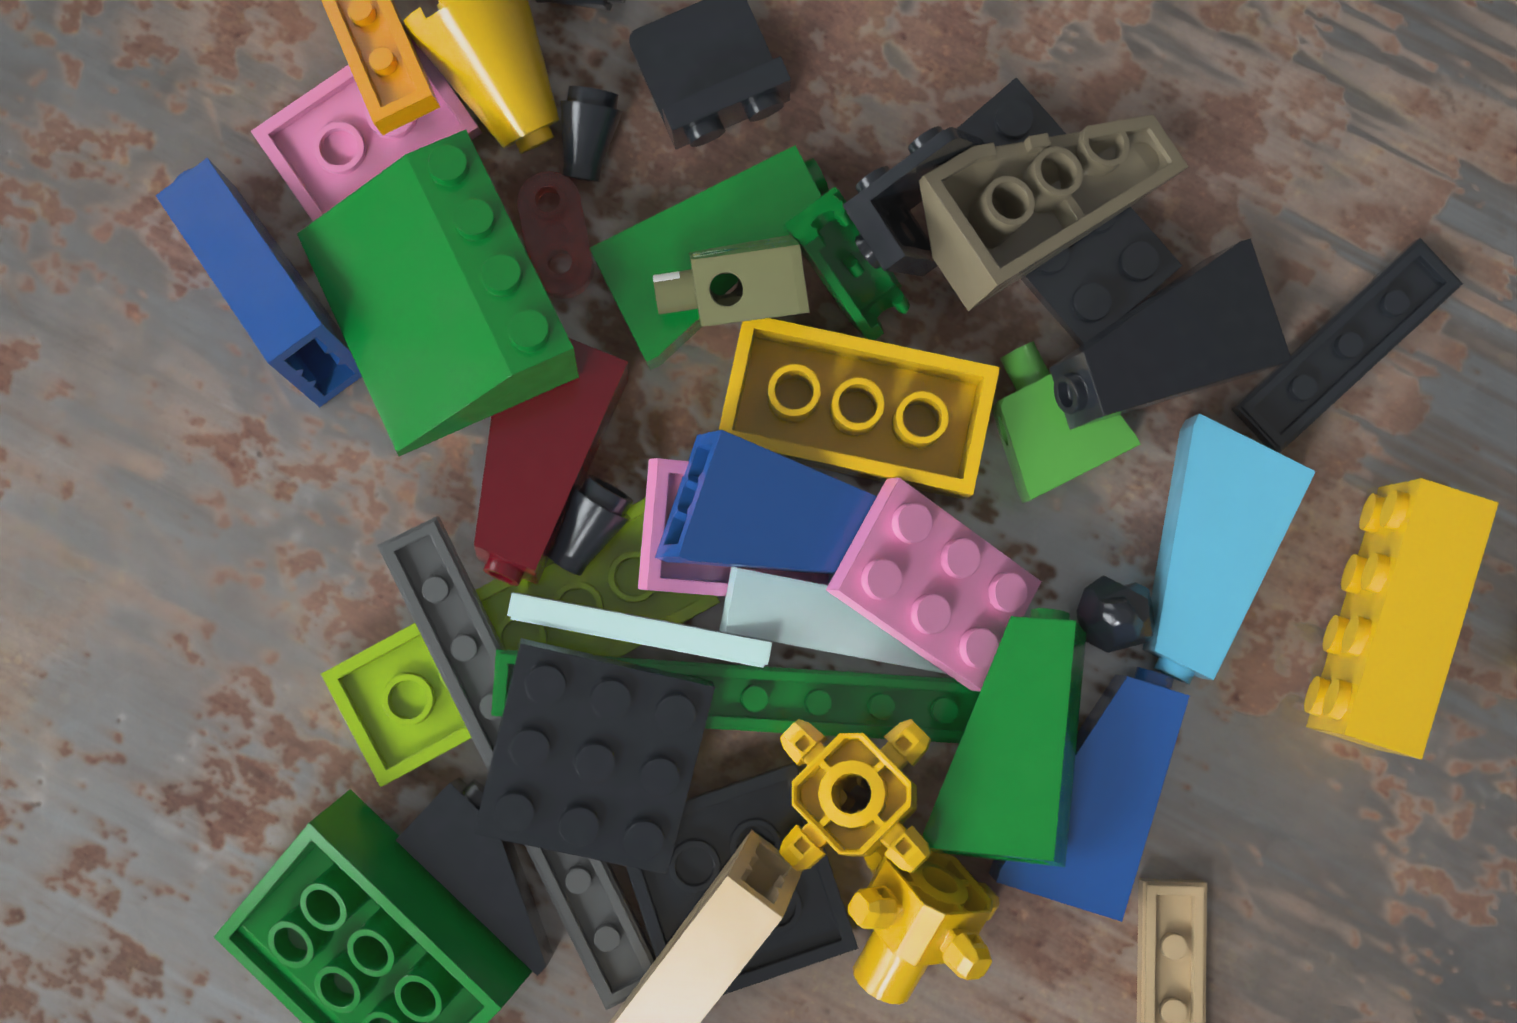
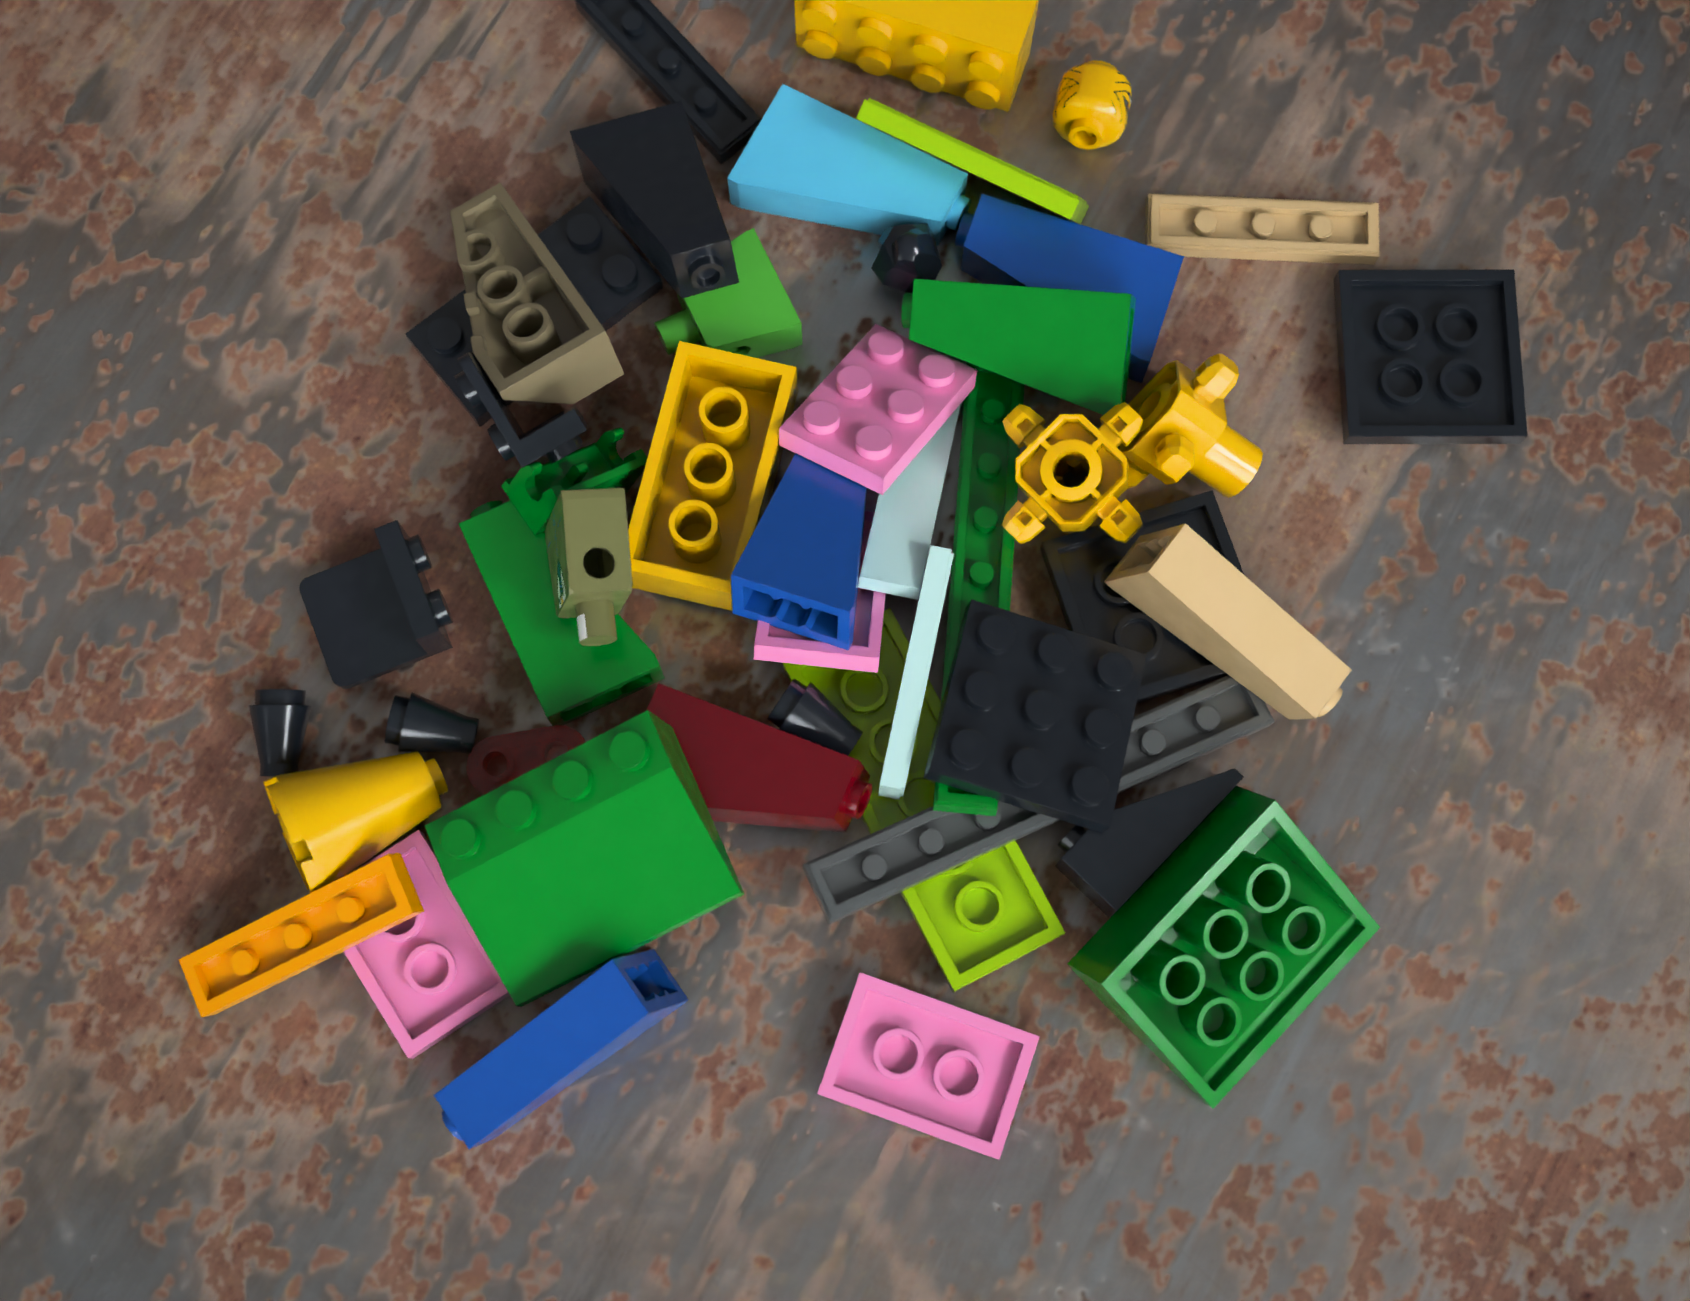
camera: 90 degrees left, 10 degrees down
(249, 649) = (929, 1065): none -> bright pink plate
(1227, 686) = (973, 160): none -> lime tile
(1309, 820) = (1092, 102): none -> yellow head

